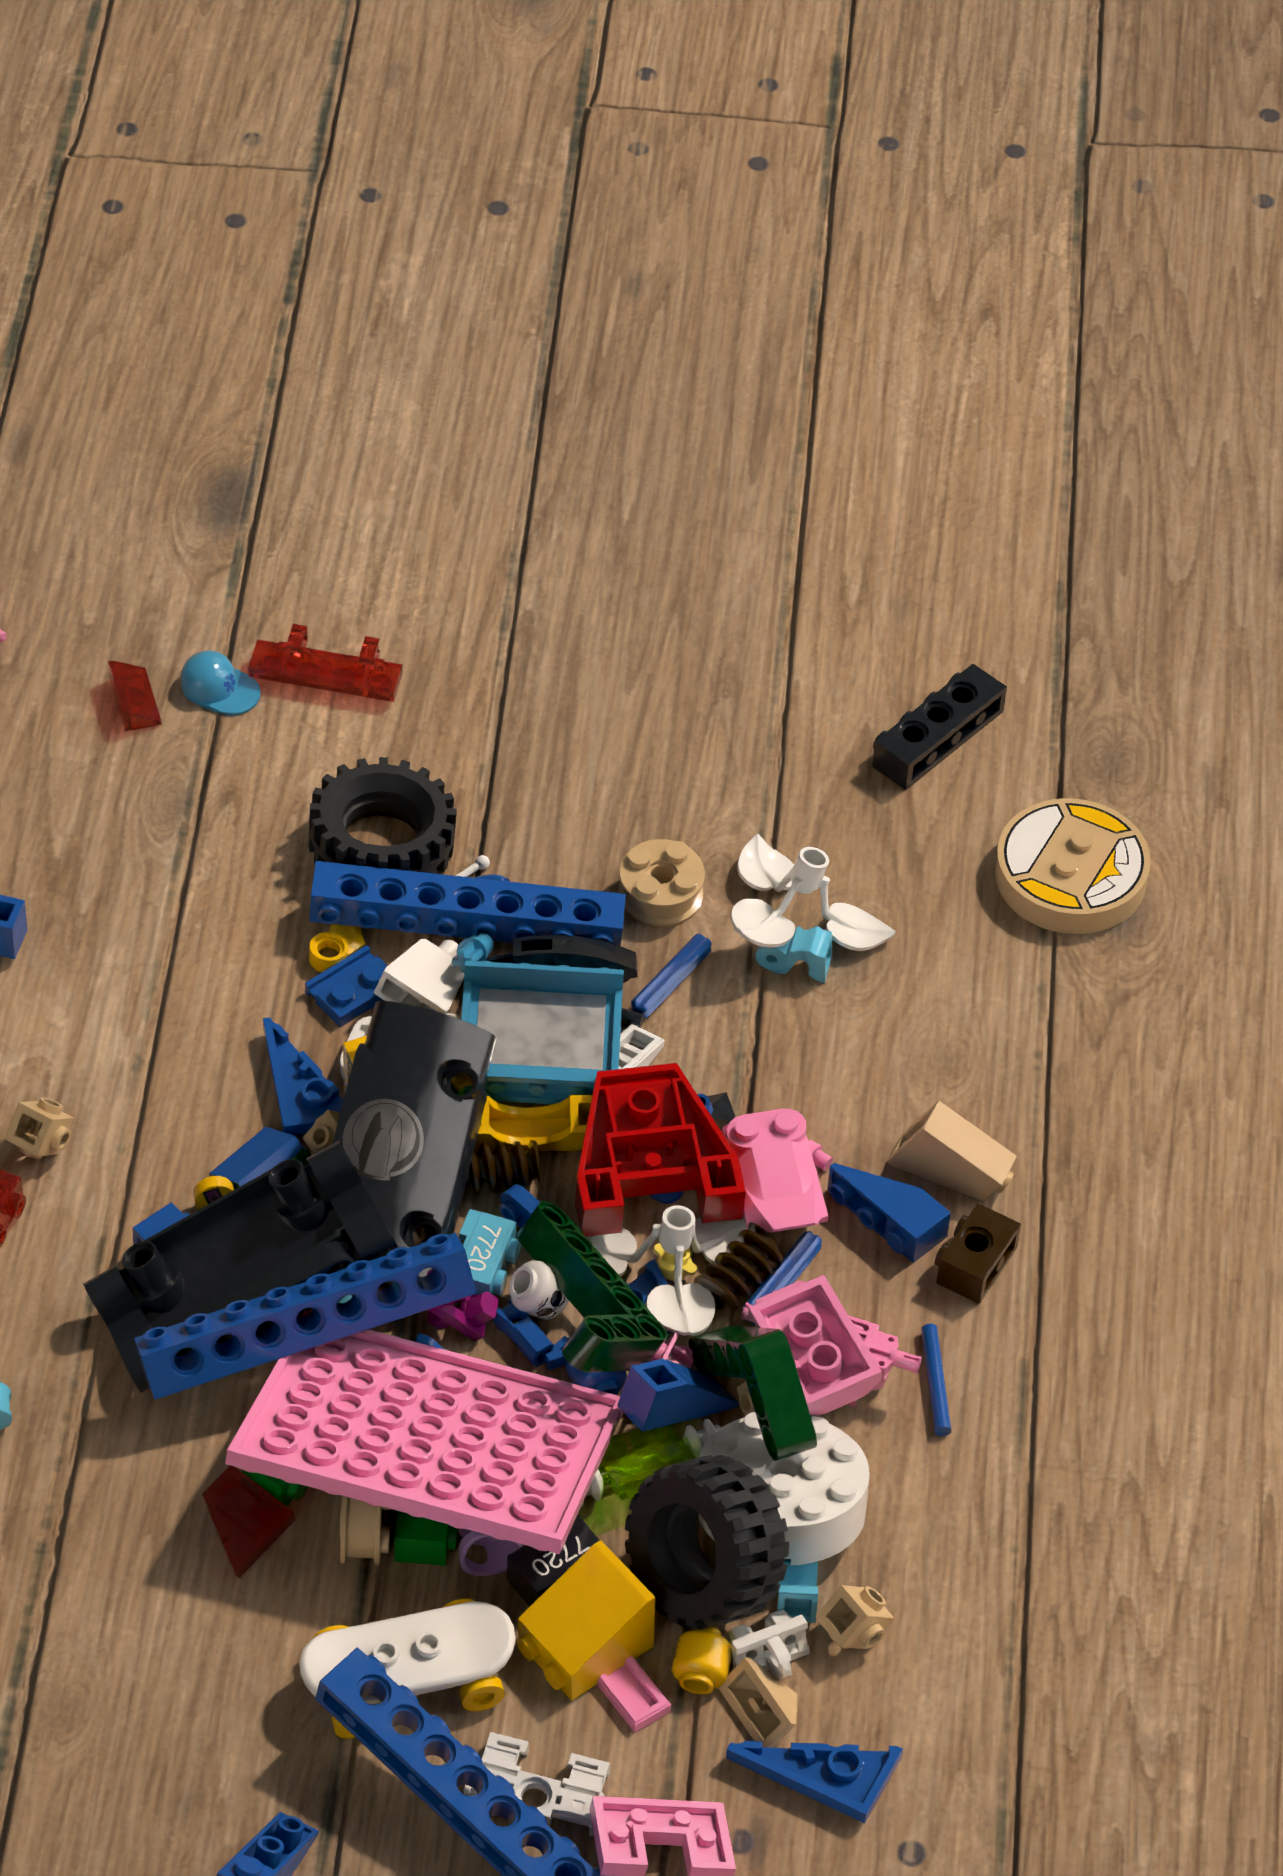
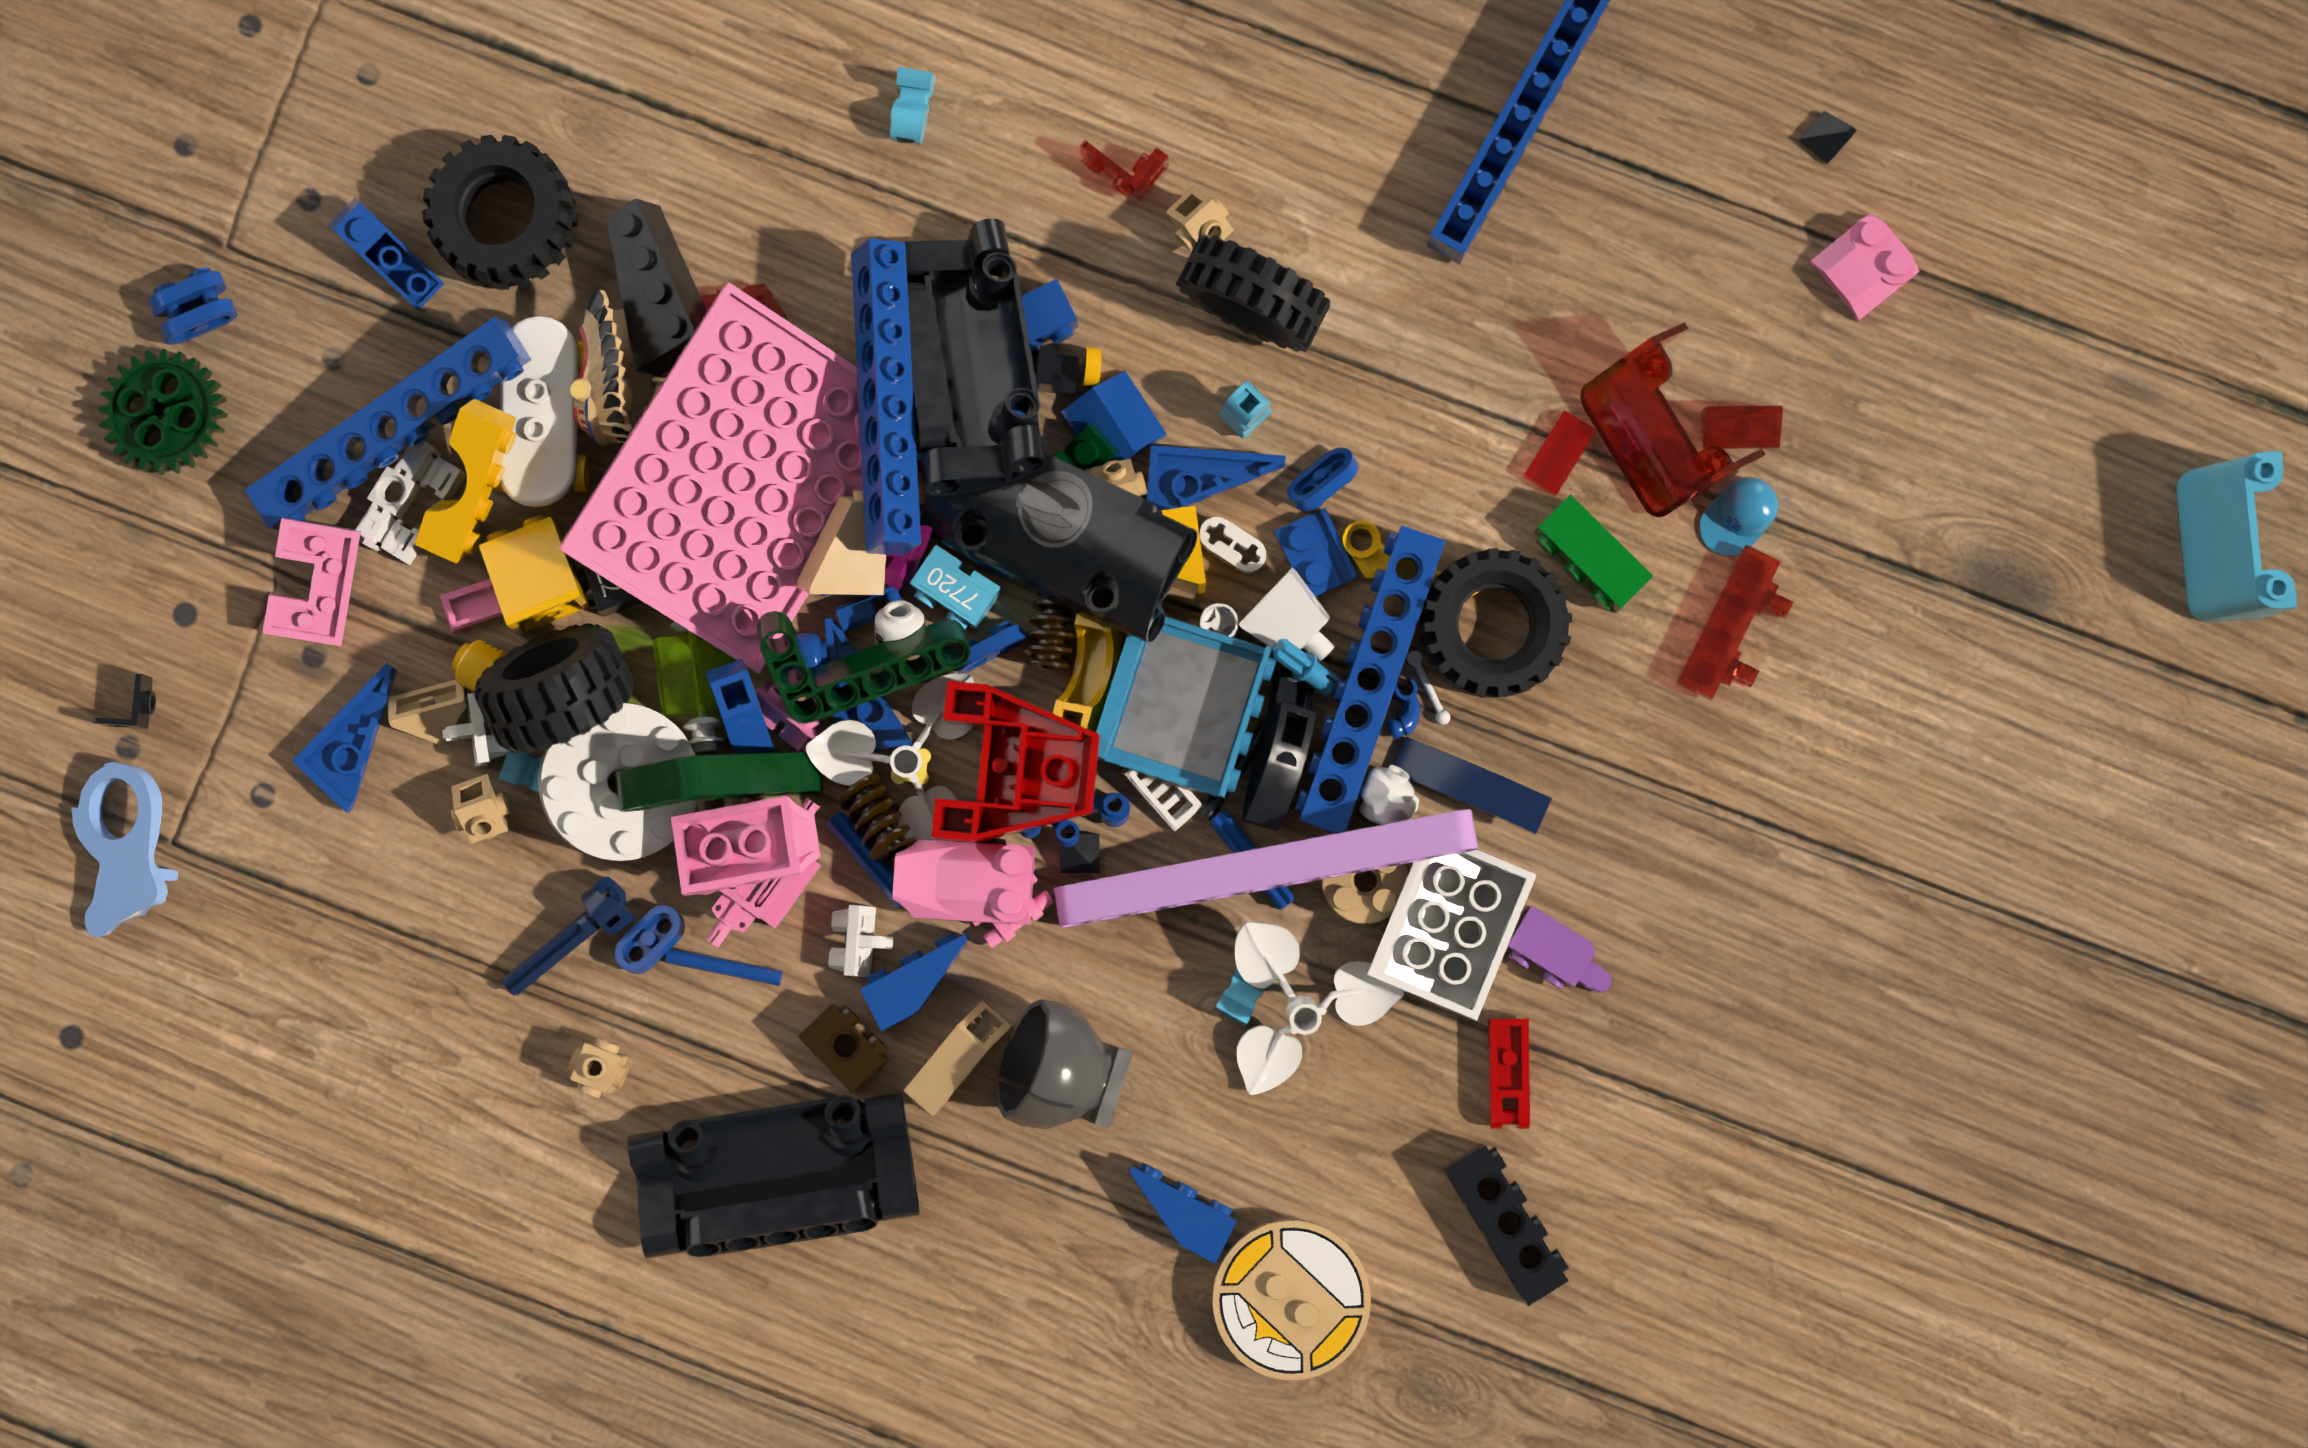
camera: 110 degrees right, 35 degrees up
(111, 1041) = (1253, 293): none -> black tyre
(145, 345) = (2223, 541): none -> medium azure windscreen
(194, 1800) = (471, 173): none -> black tyre
(195, 739) = (1648, 436): none -> clear red windscreen
(196, 823) = (1559, 453): none -> clear red tile
(225, 1052) = (1245, 409): none -> medium azure leg
(248, 1575) = (654, 286): none -> black wedge
(279, 989) = (1323, 479): none -> blue plate
(290, 774) = (1592, 555): none -> green brick
(353, 1587) = (608, 388): none -> tan piece
(473, 1336) = (840, 556): none -> tan slope
(543, 817) = (1472, 785): none -> dark blue slope
(554, 1714) = (481, 440): none -> yellow arch
(581, 870) = (1388, 796): none -> white head
(675, 735) = (1557, 952): none -> medium lavender hinge
(681, 942) = (1266, 868): none -> lavender beam
(682, 794) = (1452, 929): none -> white slope
(800, 750) = (1509, 1072): none -> red plate
(850, 1267) = (860, 940): none -> white hips
(921, 1486) = (602, 911): none -> dark blue piece
(932, 1054) = (1064, 1068): none -> dark grey plate
(936, 1441) = (648, 936): none -> blue plate
(1031, 956) = (1192, 1222): none -> blue slope
(1081, 1451) = (613, 1067): none -> tan brick
(1130, 1284) = (773, 1176): none -> black panel

